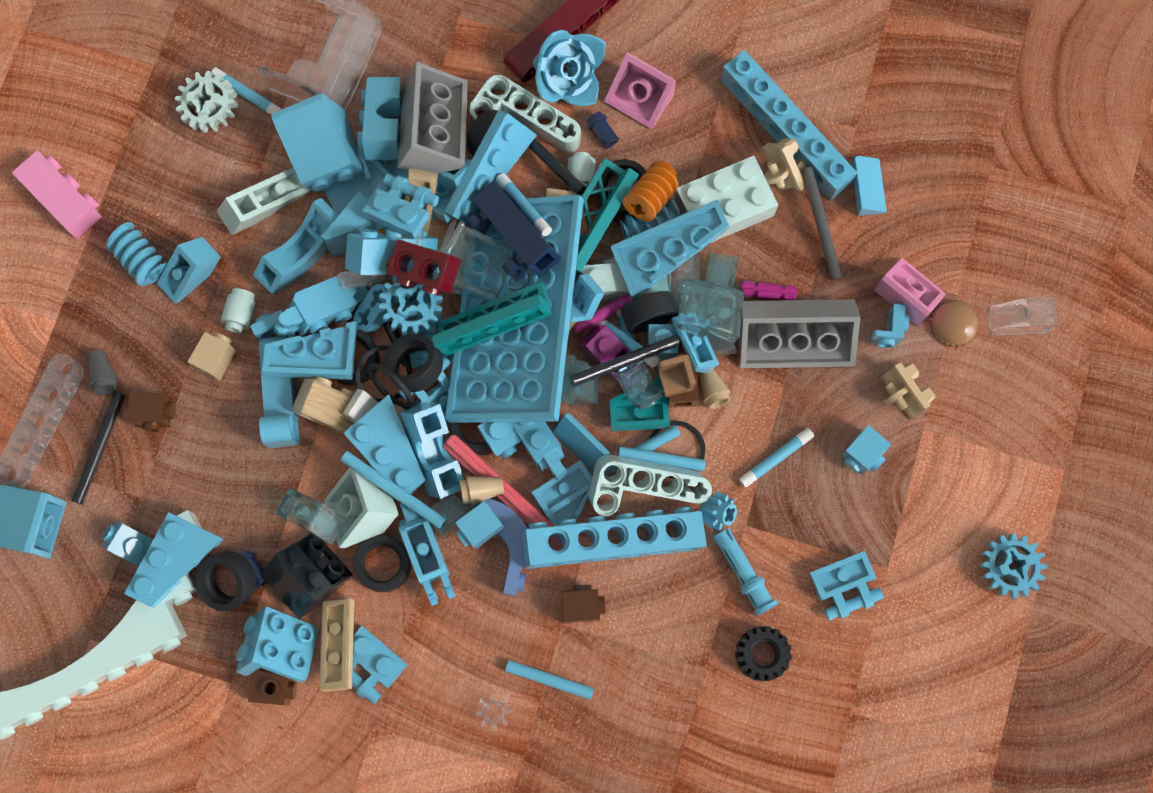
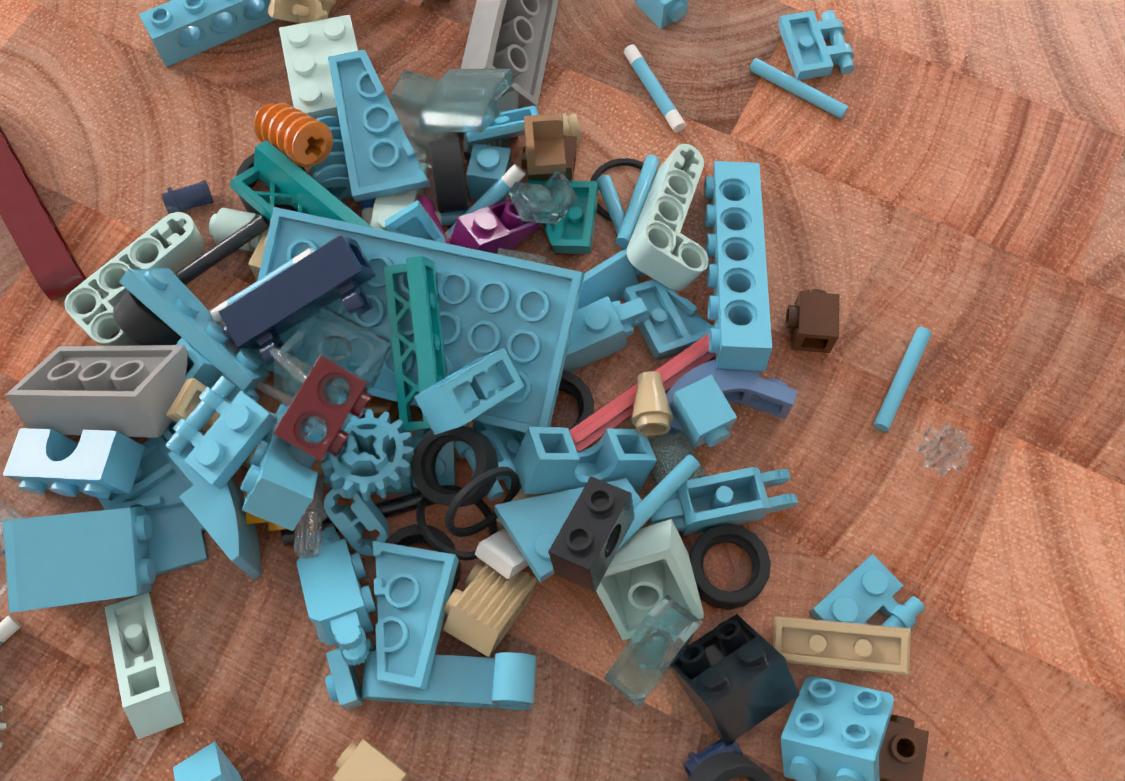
camera: 80 degrees left, 10 degrees down
(238, 310) = (307, 726): light aqua brick -> none
(299, 253) = (237, 611): medium azure arch -> none
(368, 458) = (592, 533): none -> black brick
(453, 359) = (469, 391): none -> medium azure brick
(500, 438) = (582, 377): medium azure bracket -> none
(578, 83) = (82, 215): medium azure brick -> none
(624, 360) = (514, 197): black bar -> none
(640, 91) = (148, 141): bright pink slope -> none
(718, 510) = (714, 147): medium azure gear -> none
(752, 585) = (804, 135): medium azure pin -> none
(768, 291) = (451, 53): dark pink axle -> none
(780, 646) = (894, 121): black tyre -> none
(800, 575) = (798, 88): none -> medium azure bar

